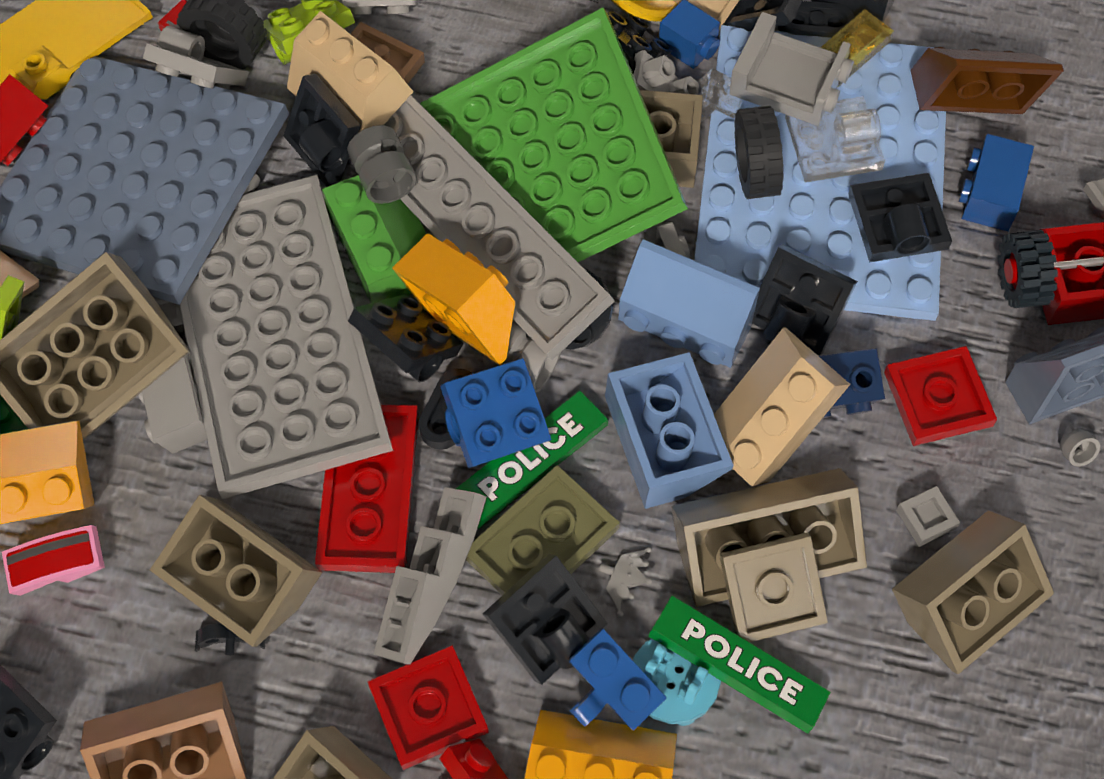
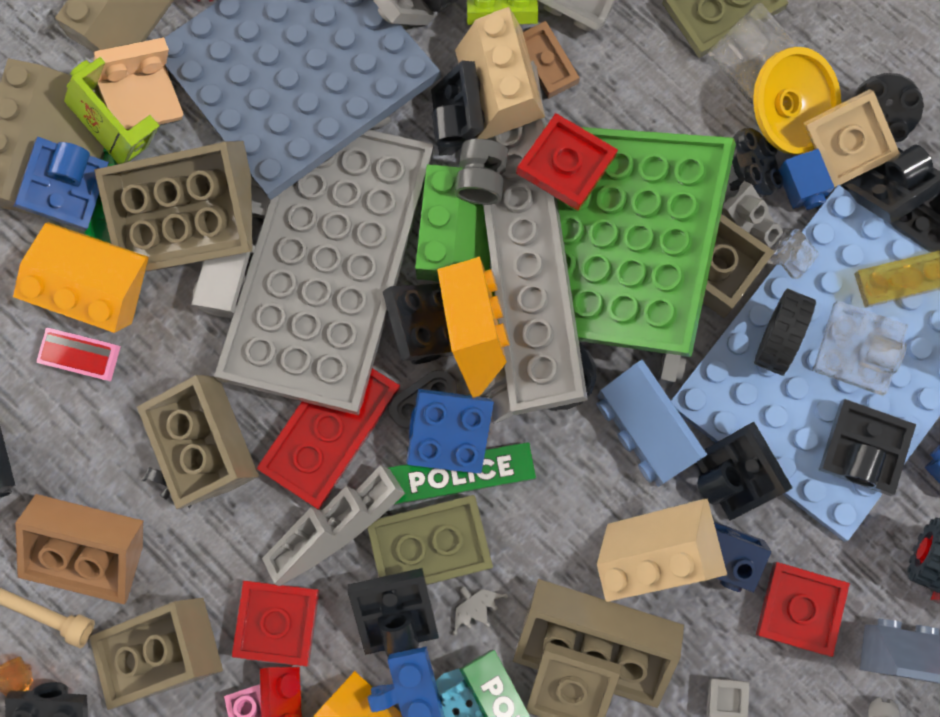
camera: 30 degrees right, 15 degrees up
(459, 111) = (566, 161): none -> red plate
(666, 429) = (572, 516): medium blue slope -> none
(789, 73) = (858, 273): light grey panel -> none

